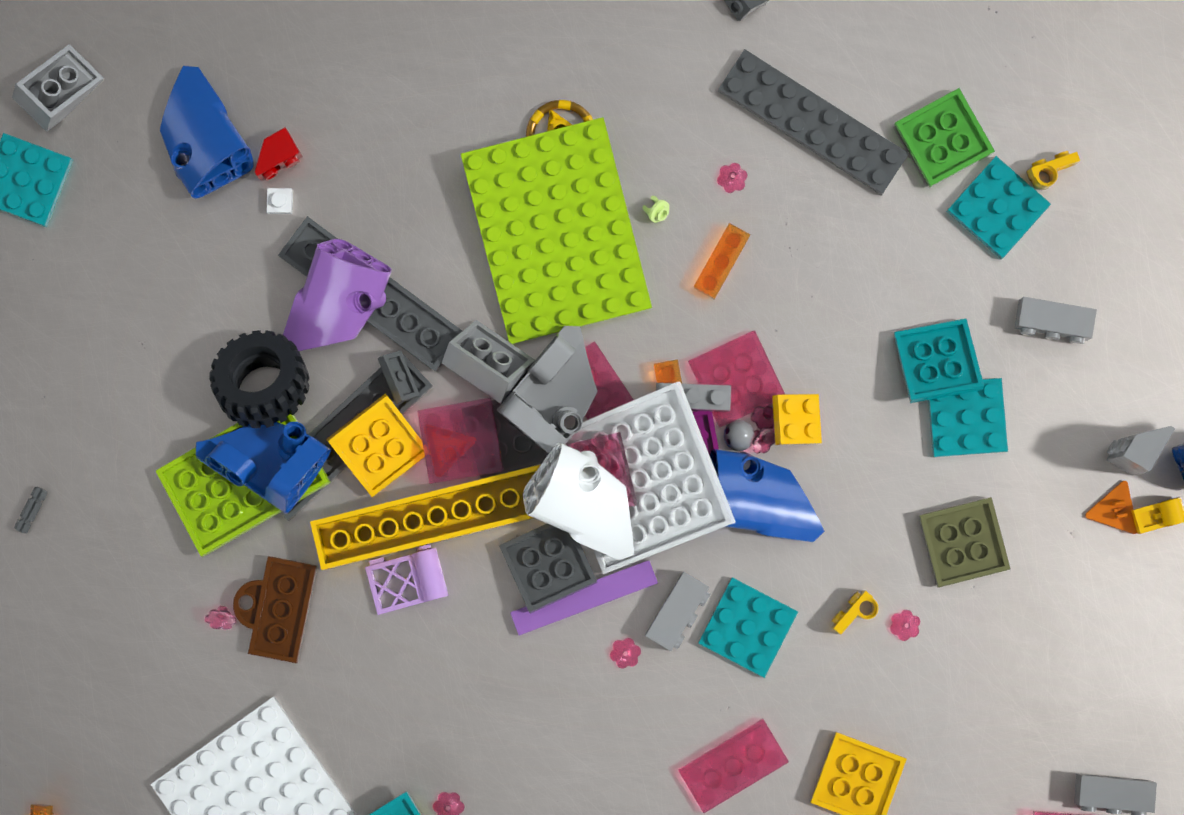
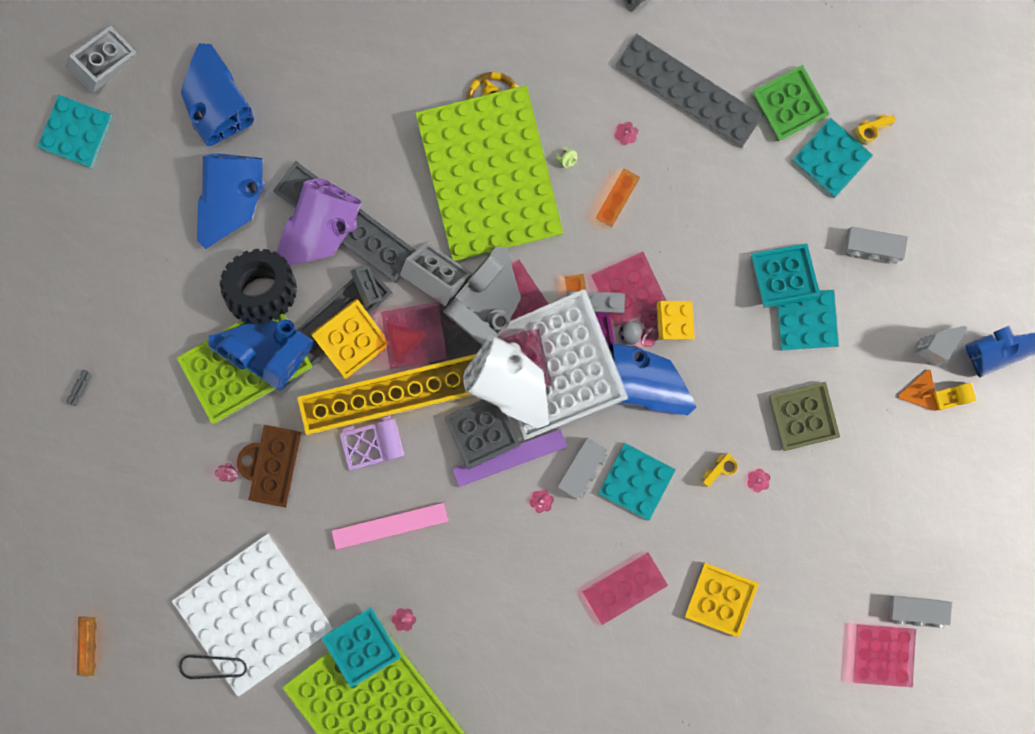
camera: 10 degrees left, 0 degrees up
(219, 261) = (227, 195): none -> blue panel
(276, 153) = (272, 111): red slope -> none
(279, 200) = (274, 148): white plate -> none
(430, 686) = (390, 526): none -> bright pink tile

